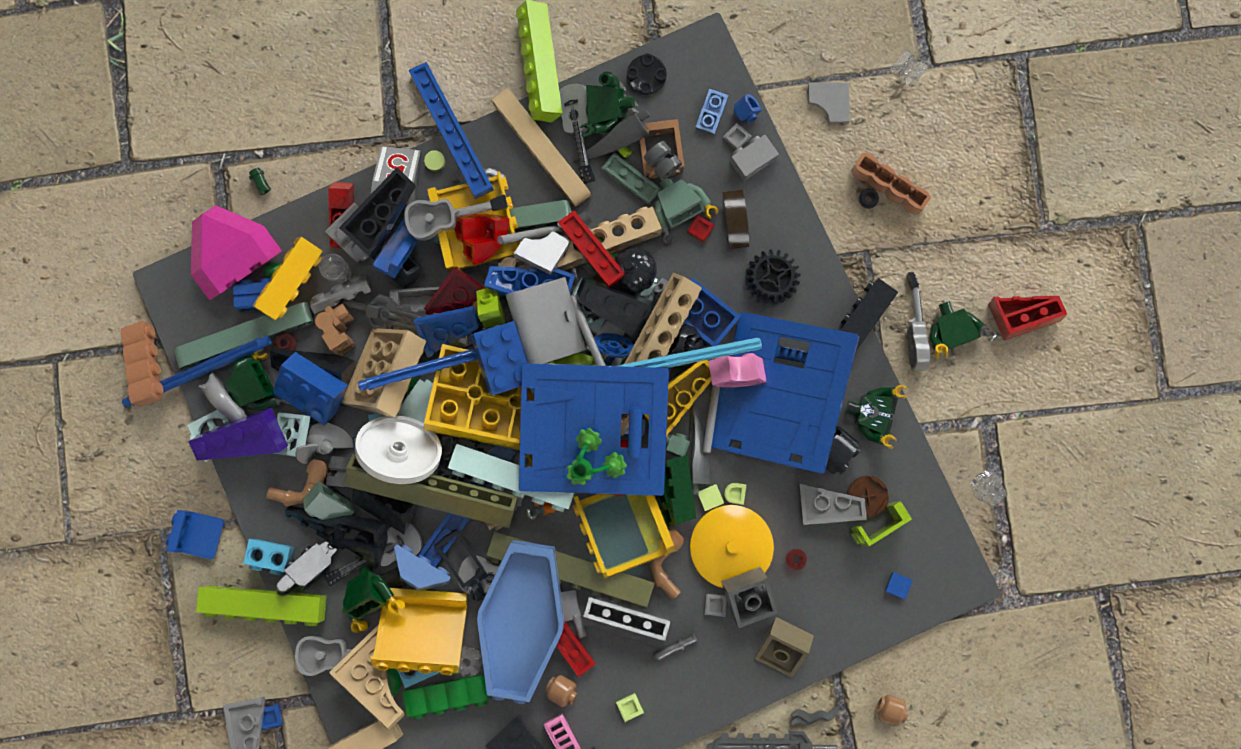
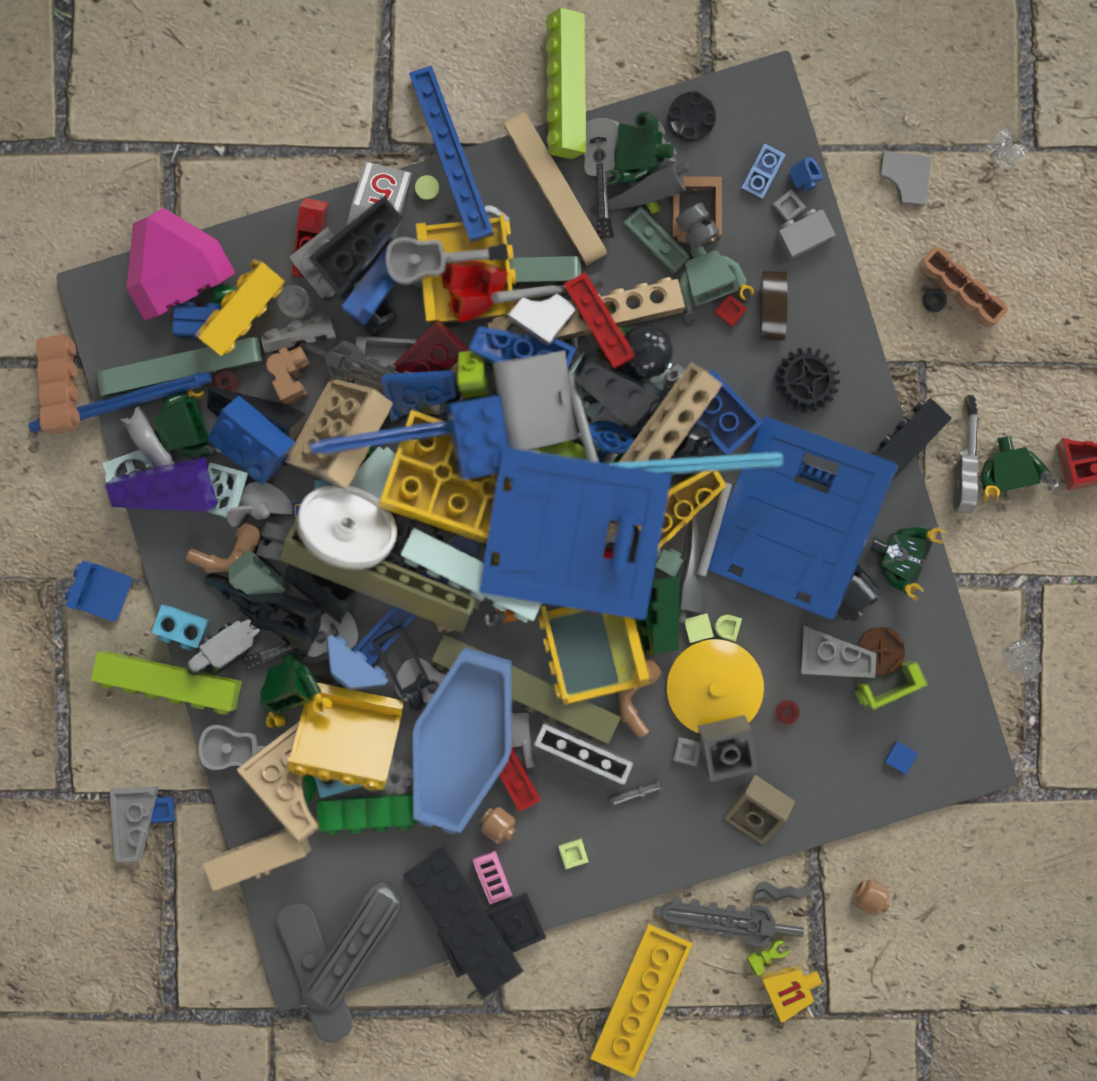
camera: 10 degrees right, 5 degrees up
(259, 180) = (217, 184): dark green pin -> none
(581, 468) = (556, 579): bright green plant -> none
(737, 371) = (750, 486): bright pink brick -> none

